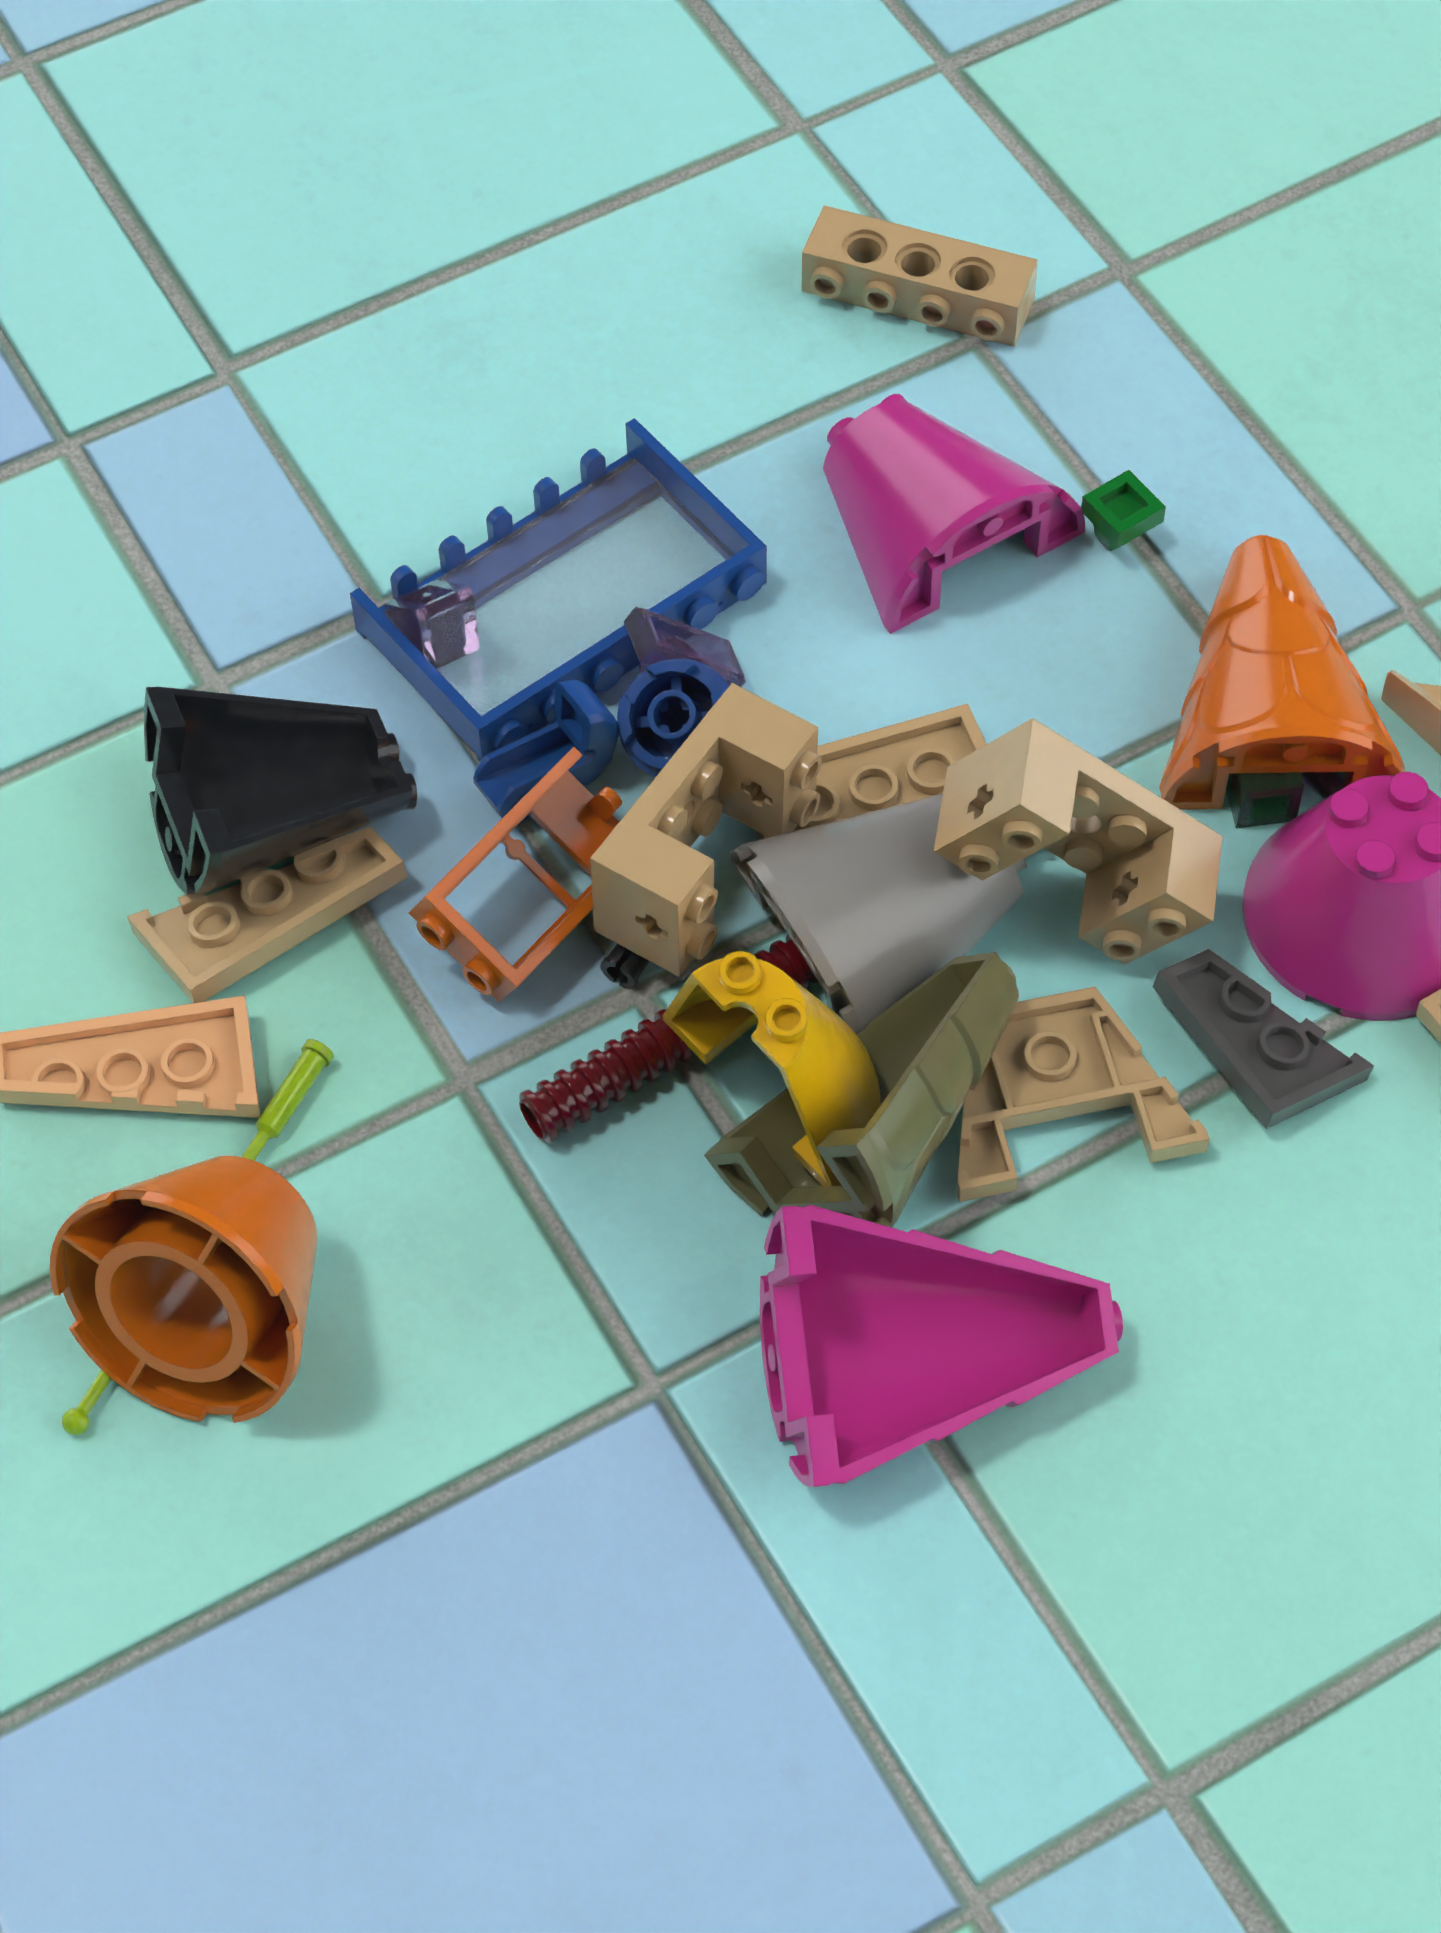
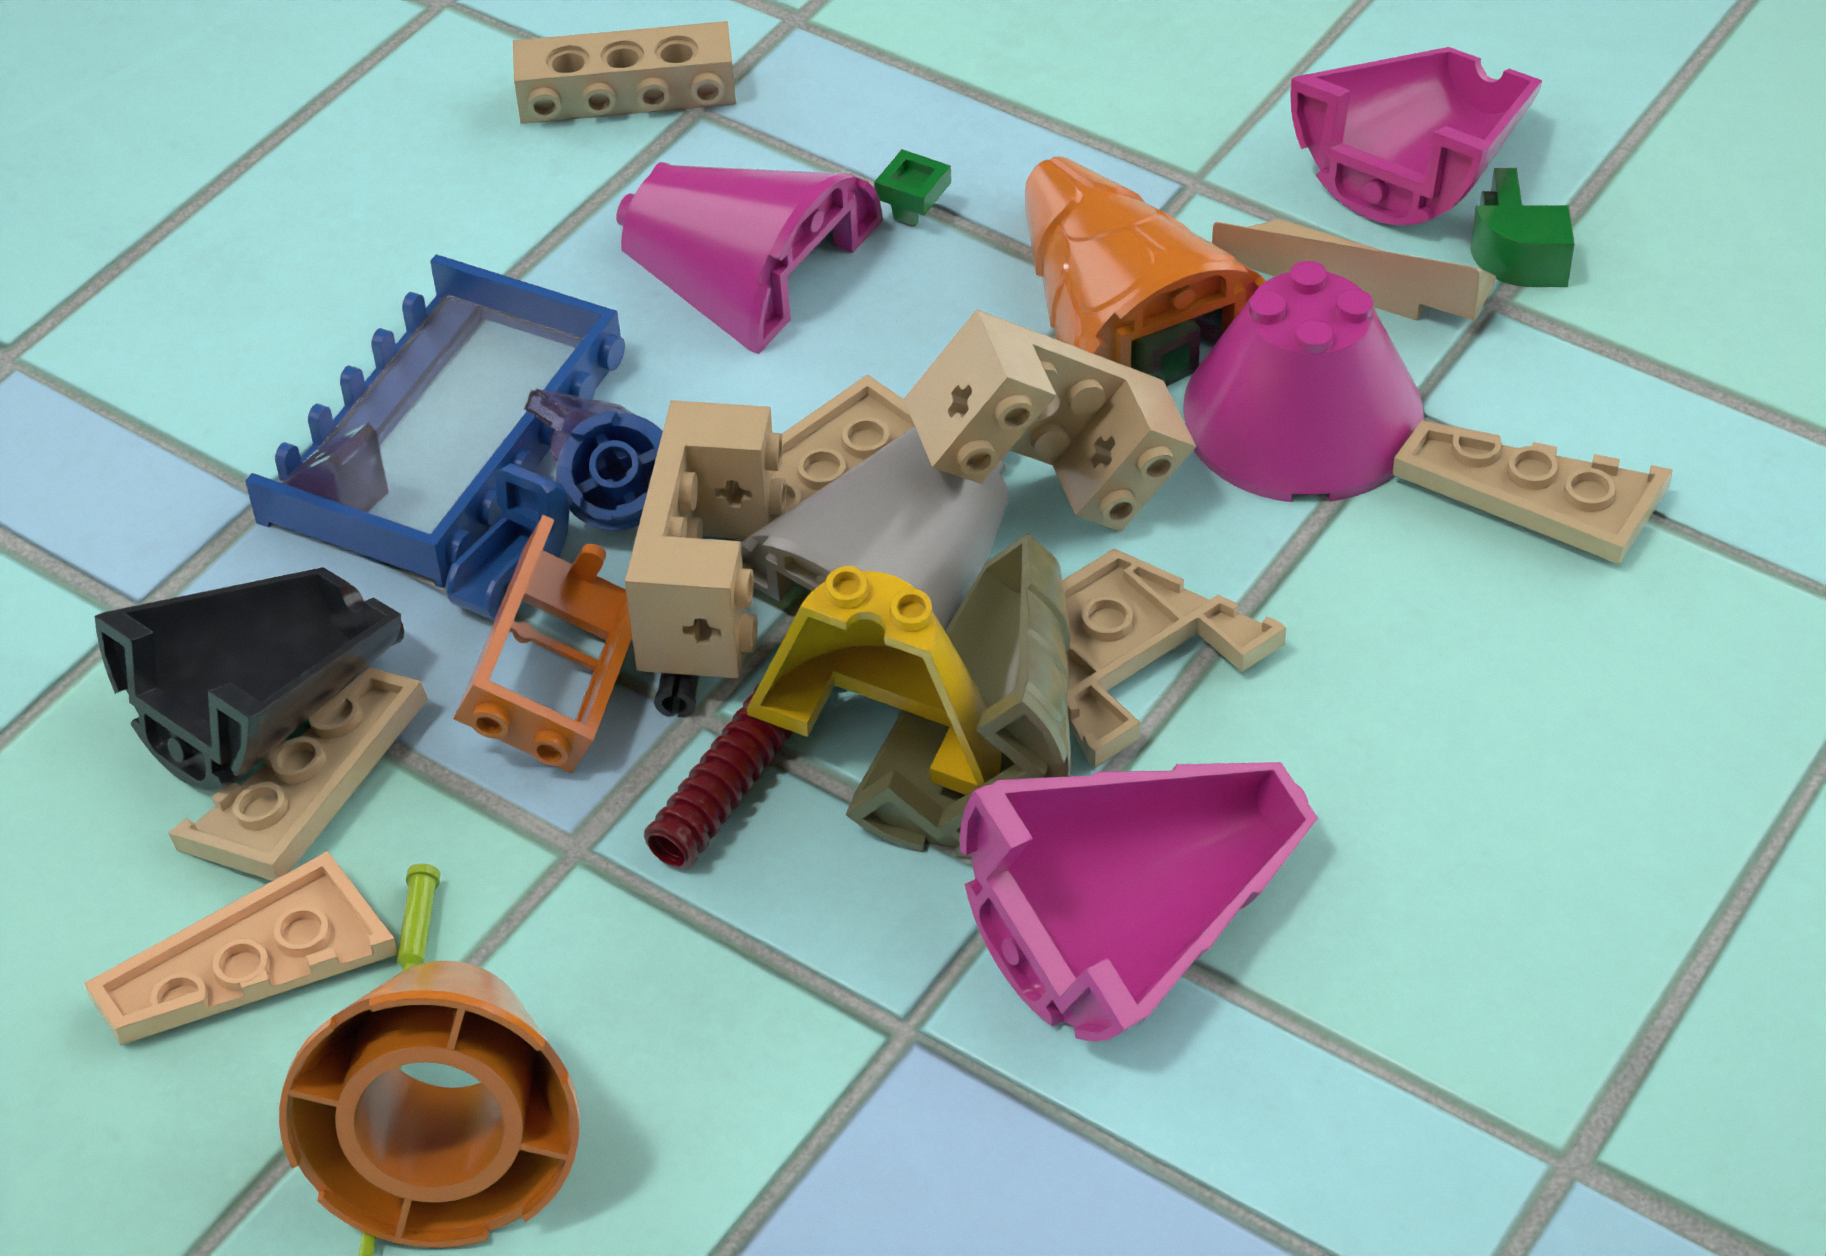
camera: 25 degrees left, 10 degrees down
(1256, 1046) = (1280, 547): dark grey wing -> none

